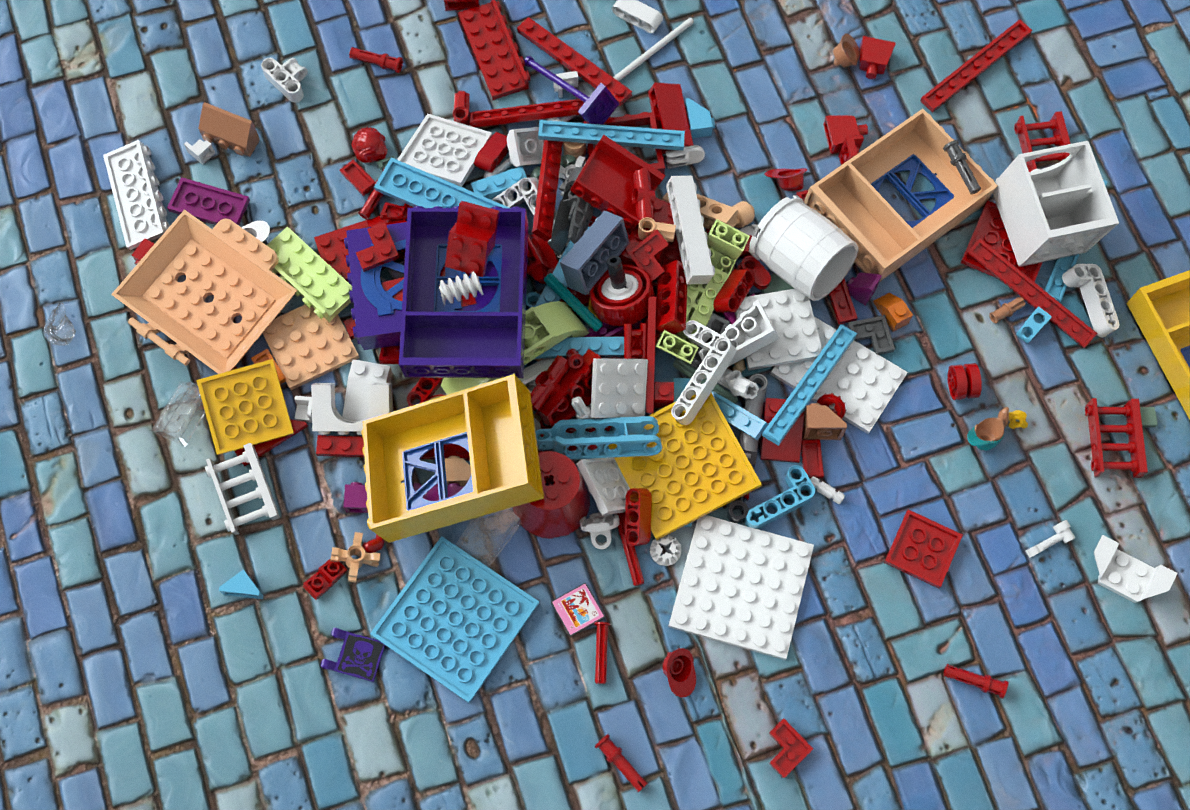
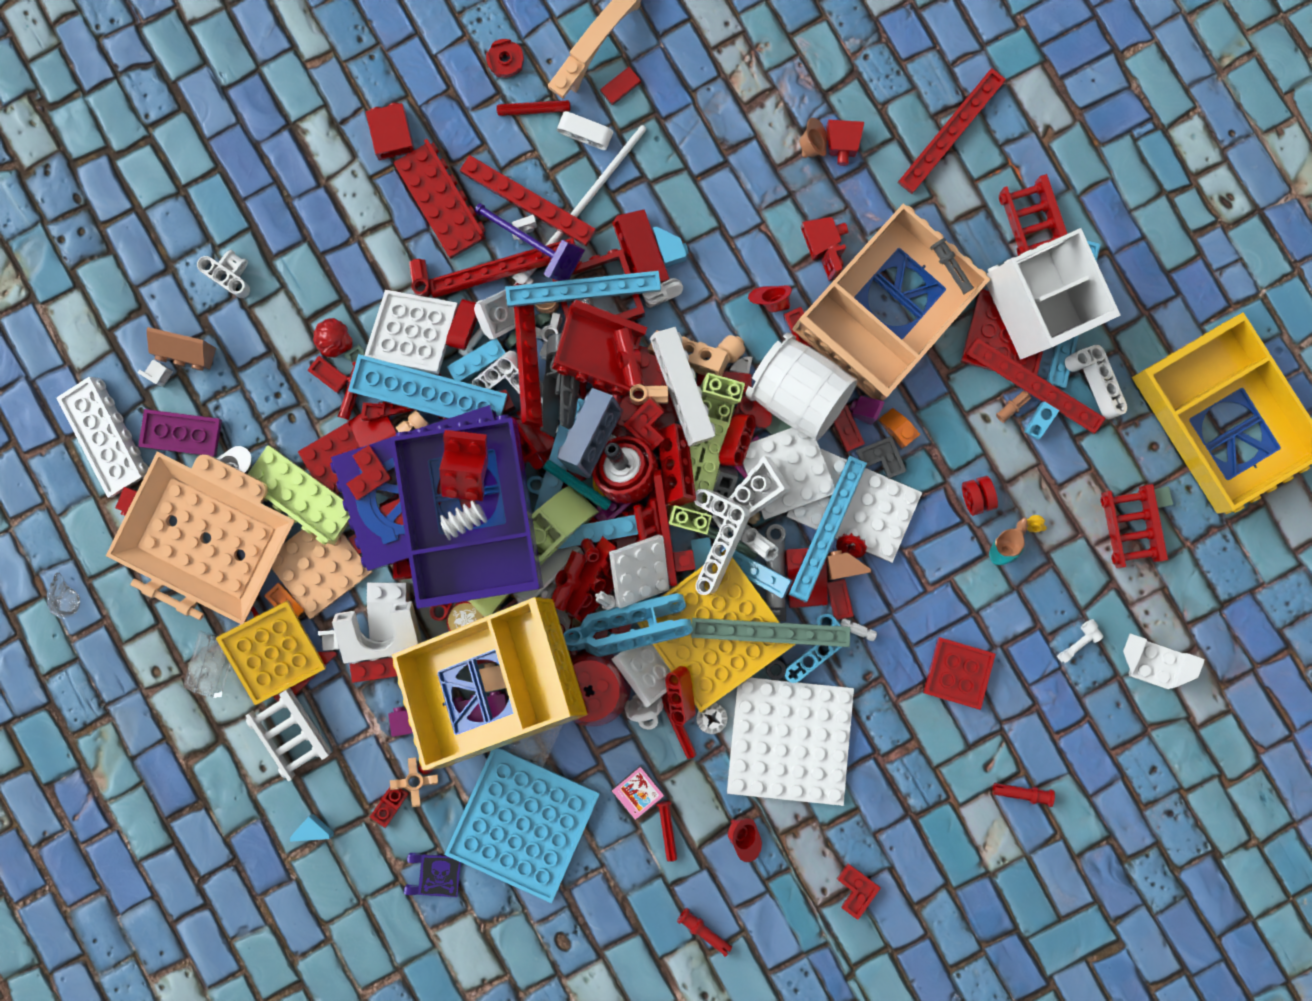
camera: 10 degrees left, 15 degrees up
(384, 60) = (326, 234): red pin -> none
(739, 466) = (771, 632): none -> sand green plate

